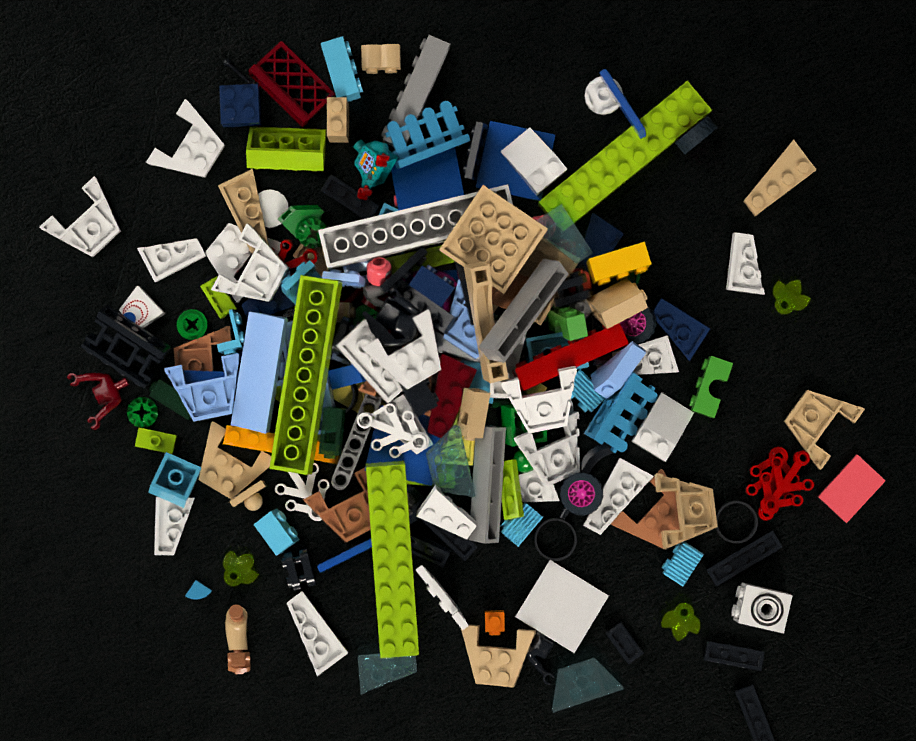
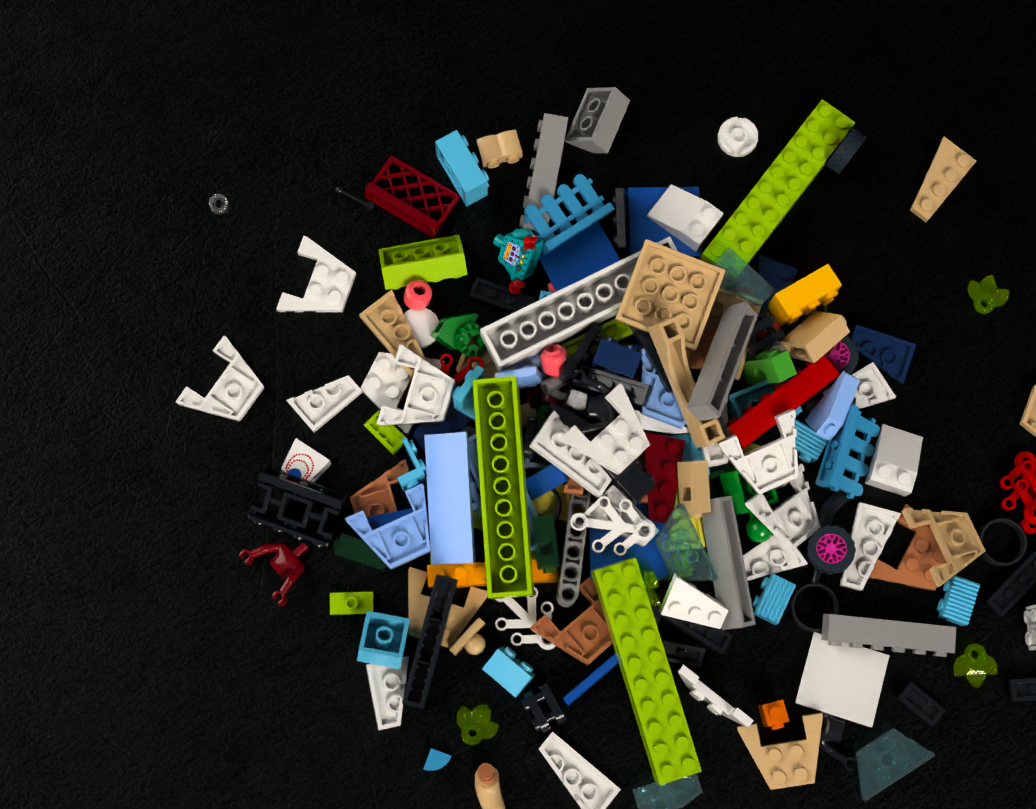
camera: 20 degrees left, 10 degrees down
(110, 54) = (214, 209): none -> clear bush
(148, 405) = (338, 580): green gear -> none
(192, 315) = (361, 458): green gear -> none
(213, 492) = (430, 642): none -> black slope
(240, 105) = (364, 228): dark blue brick -> none
(274, 180) = (417, 295): none -> coral head
(338, 119) = (471, 217): tan brick -> none
(414, 487) = (651, 582): none -> clear neon green plate
(477, 50) = (598, 119): none -> light grey slope
(511, 491) = (755, 565): lime plate -> none
(611, 577) = (888, 633): none -> light grey brick
(623, 103) = (763, 135): blue tile -> none
(704, 402) = (930, 421): bright green arch -> none
(743, 266) = (930, 275): white wing -> none

